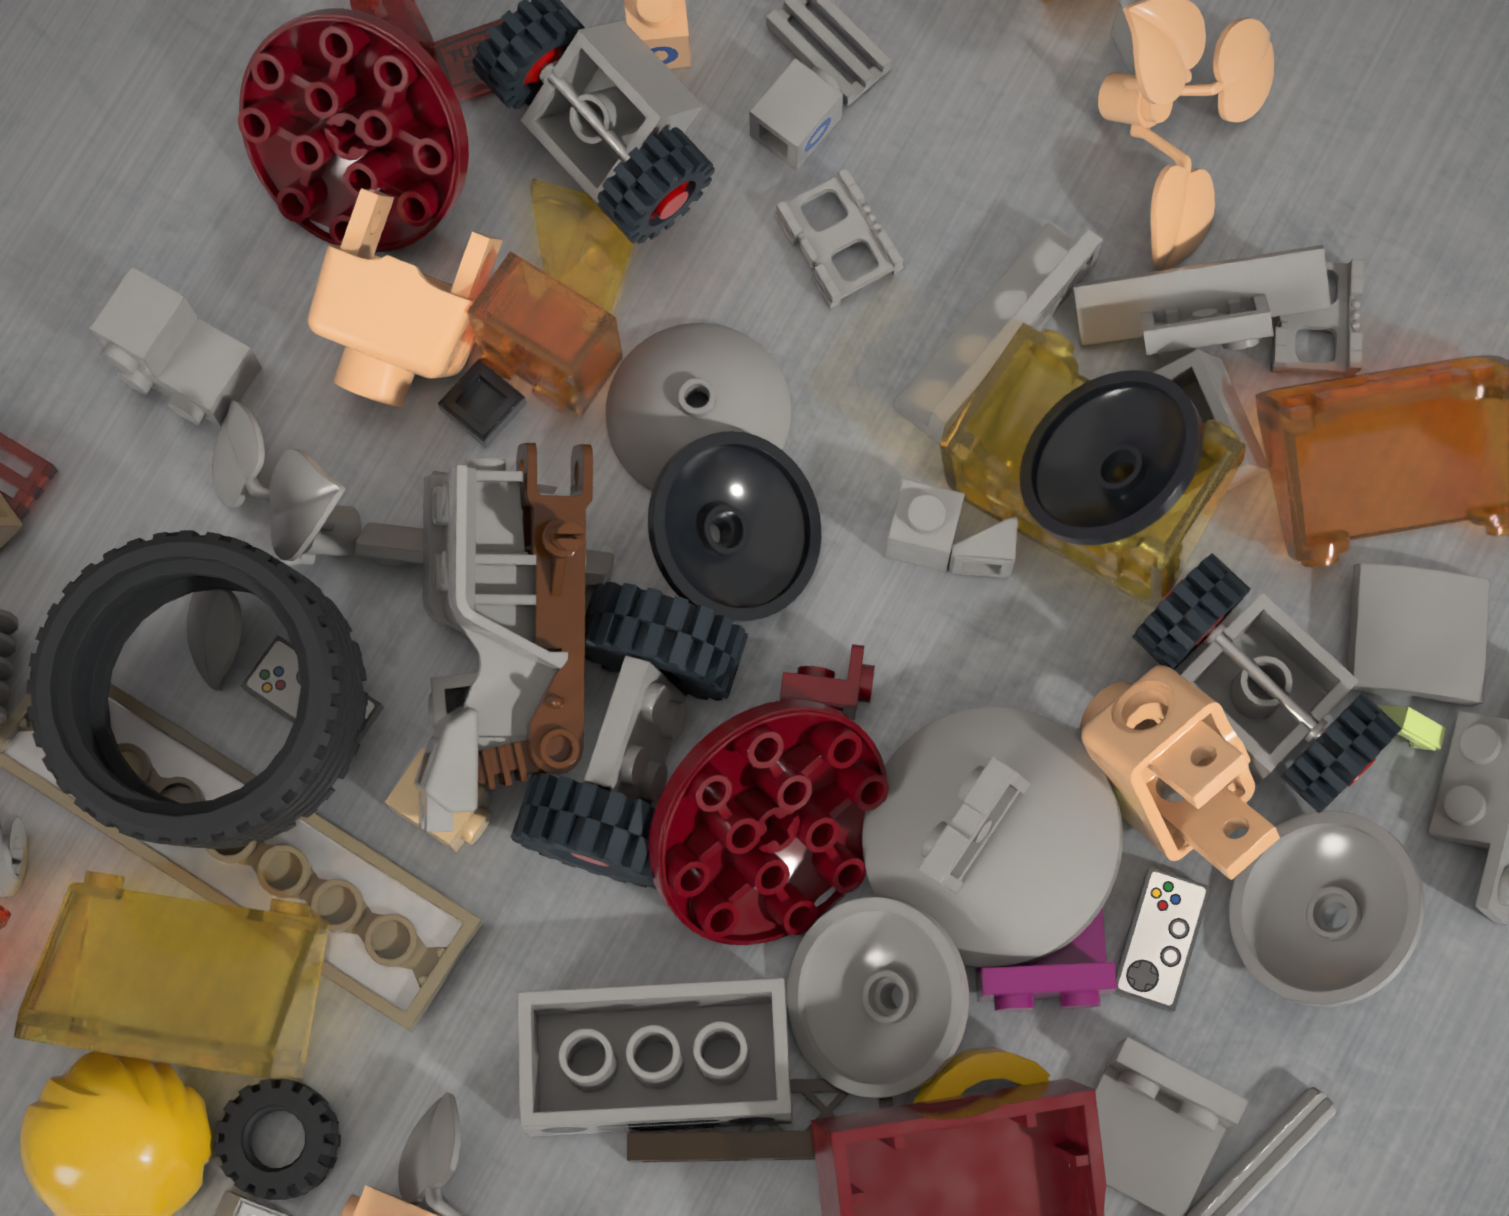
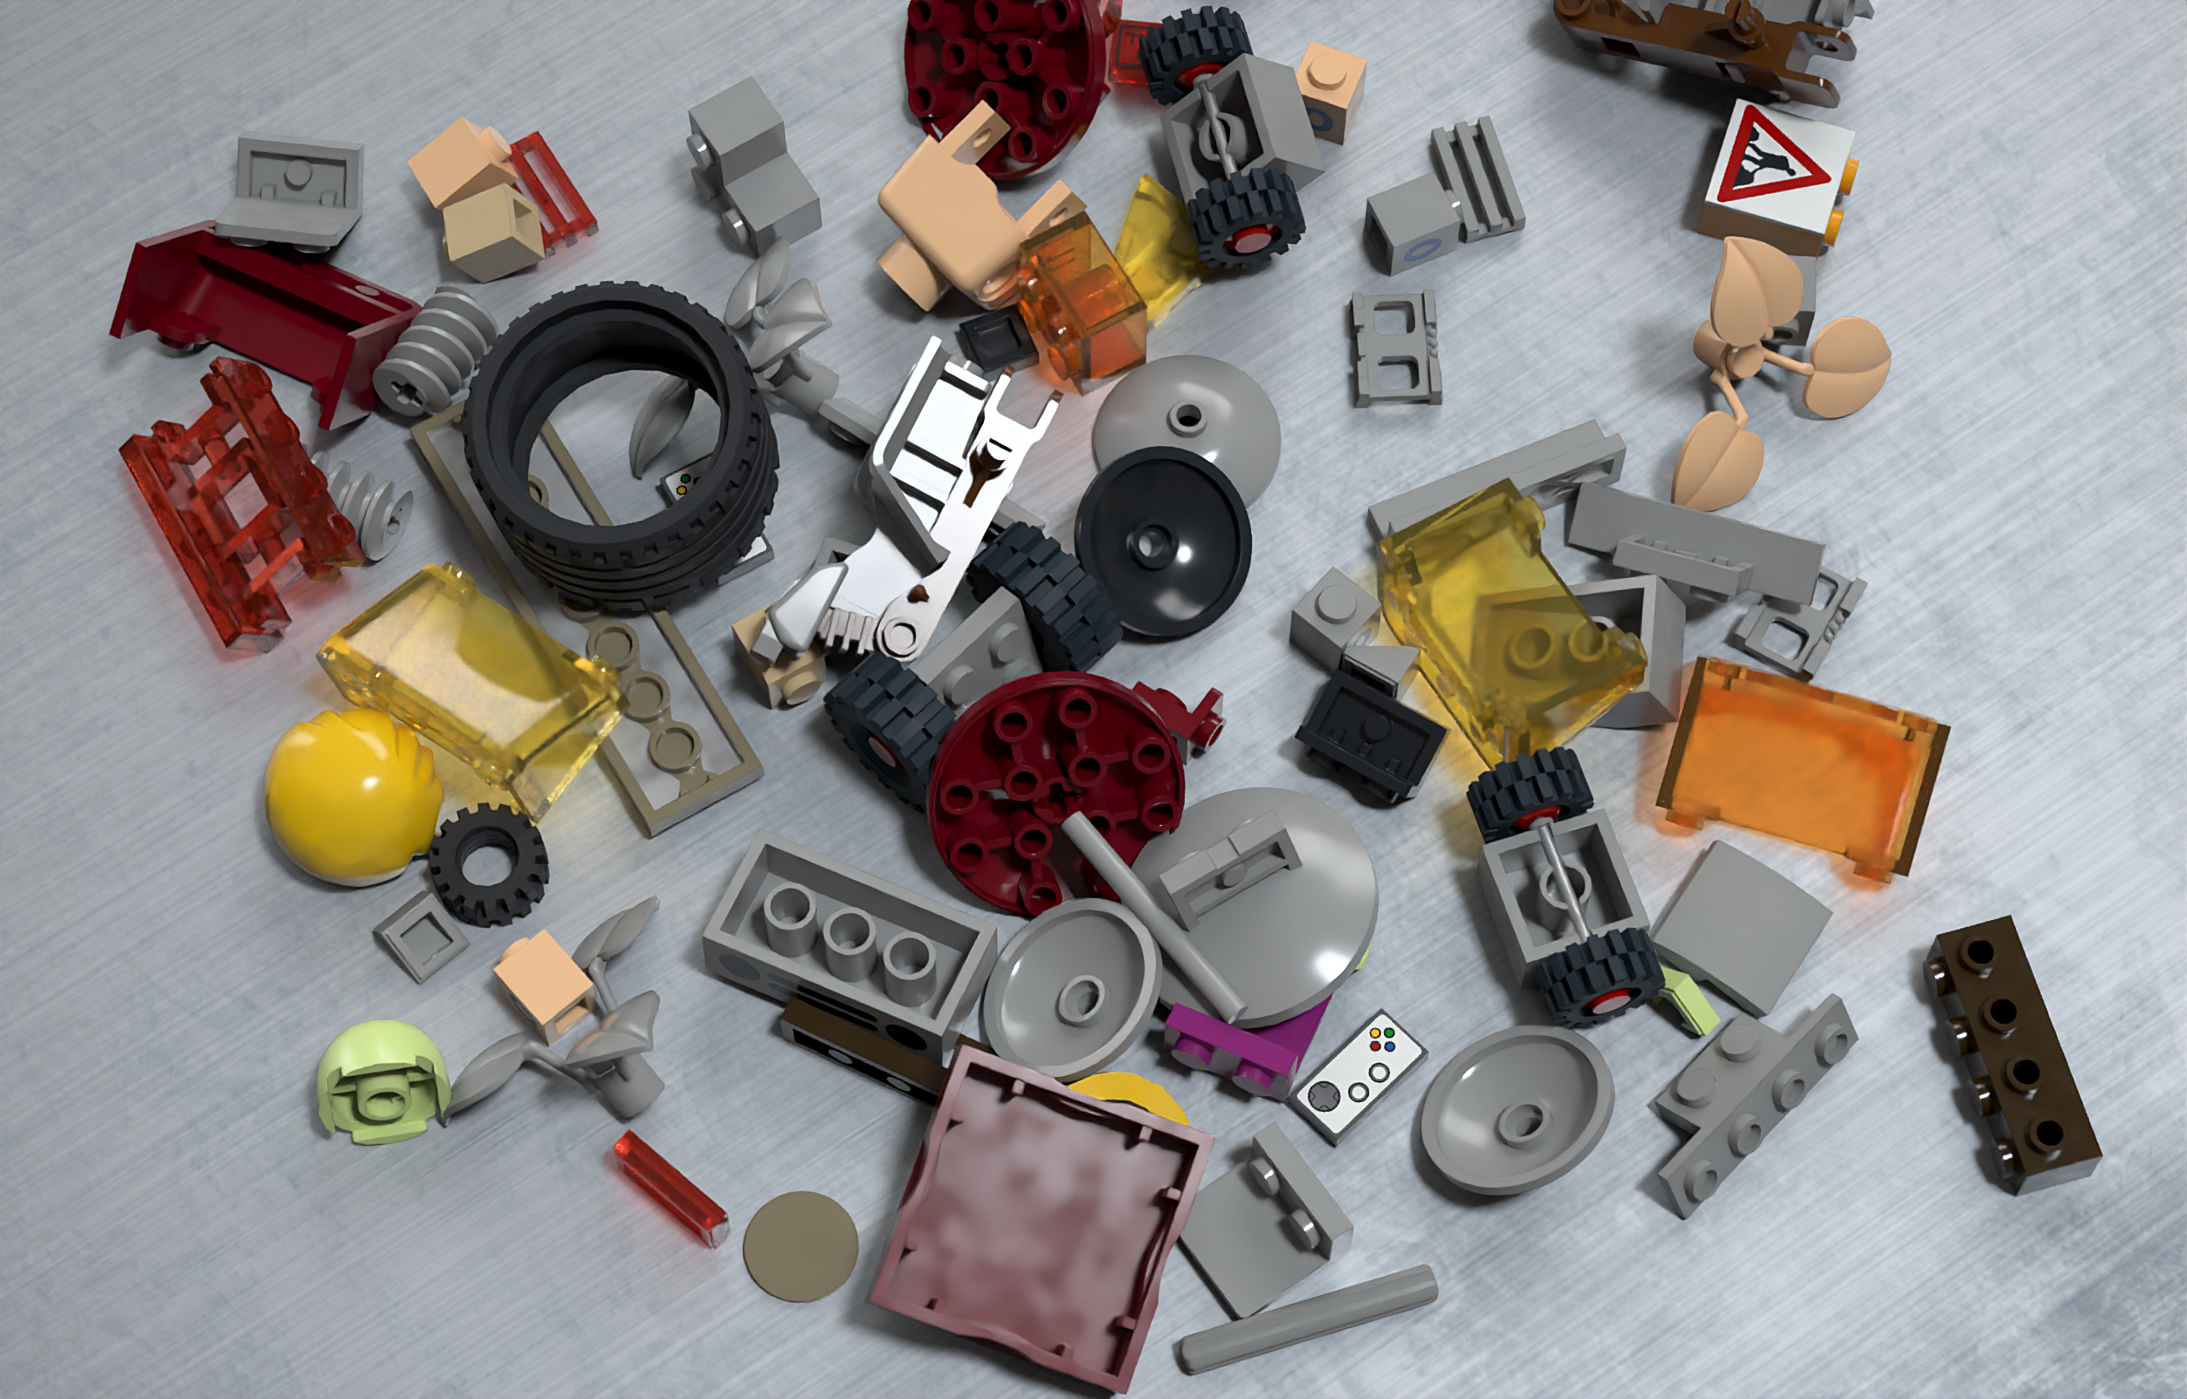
camera: 25 degrees right, 10 degrees down
(922, 899) = (1154, 917): none -> light grey bar
(1012, 617) = (1373, 736): none -> black bracket
(1111, 457) = (1523, 624): black dish -> none
(1179, 737) = (1438, 893): light nougat piece -> none

